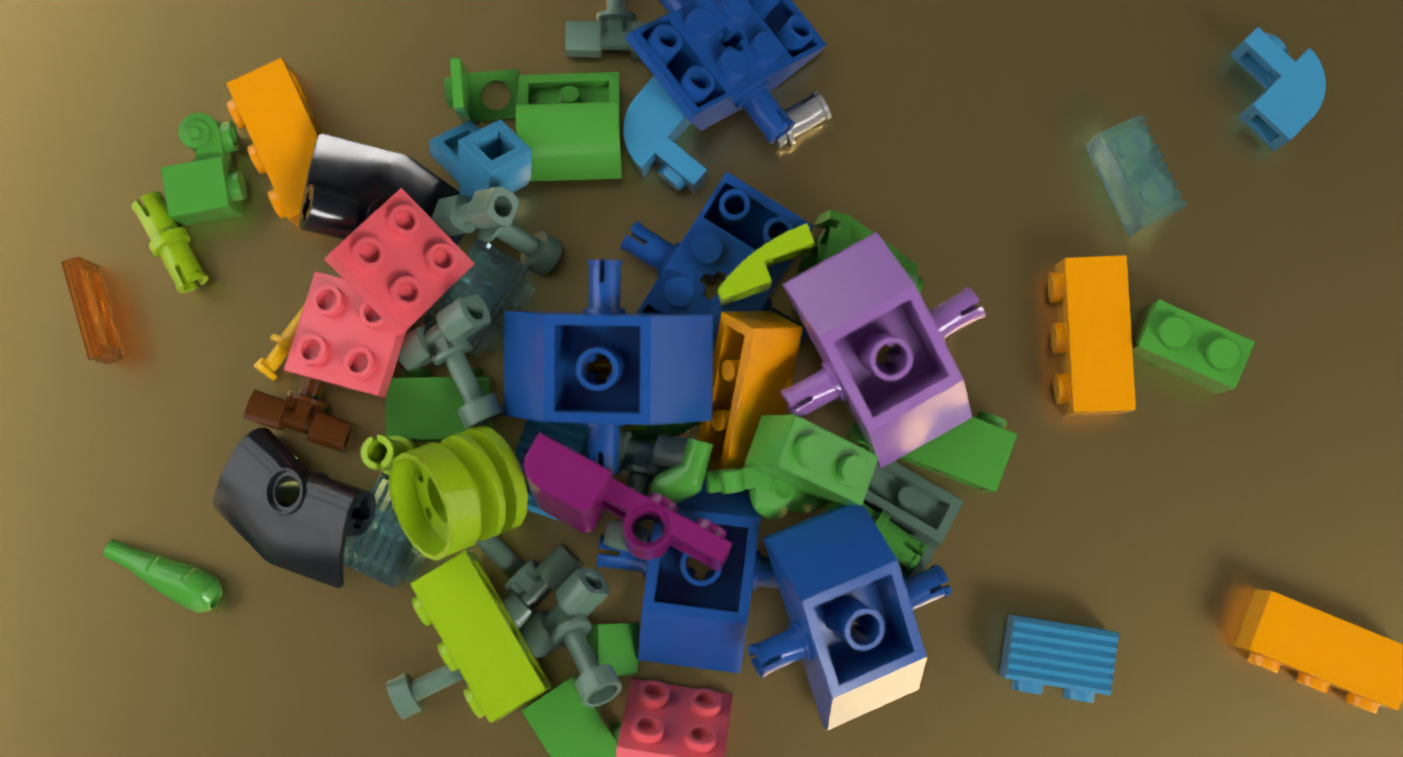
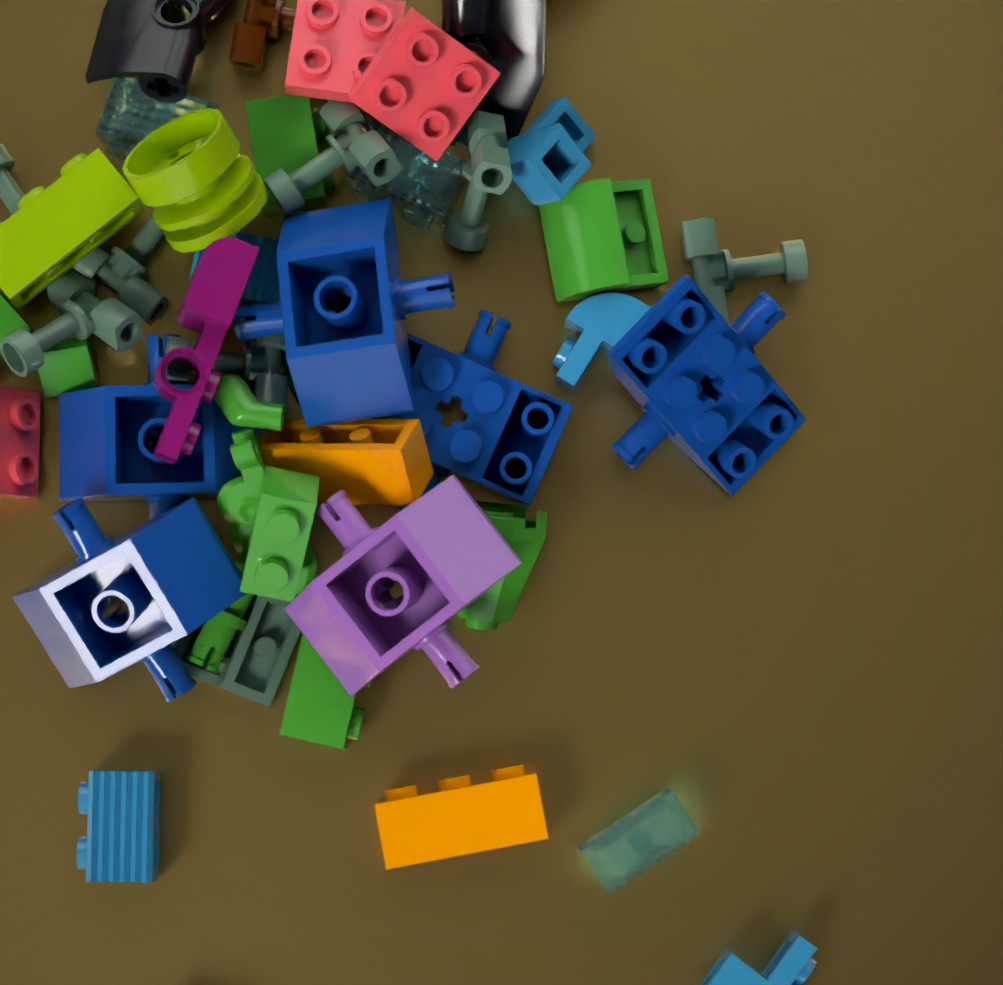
camera: 70 degrees right, 0 degrees up
(381, 451) = (226, 97): lime pin -> none
(465, 92) = (625, 125): bright green bracket -> none
(752, 274) = (464, 445): lime slope -> none
(806, 115) = (651, 481): light grey pin -> none
(1190, 347) = (463, 921): bright green brick -> none

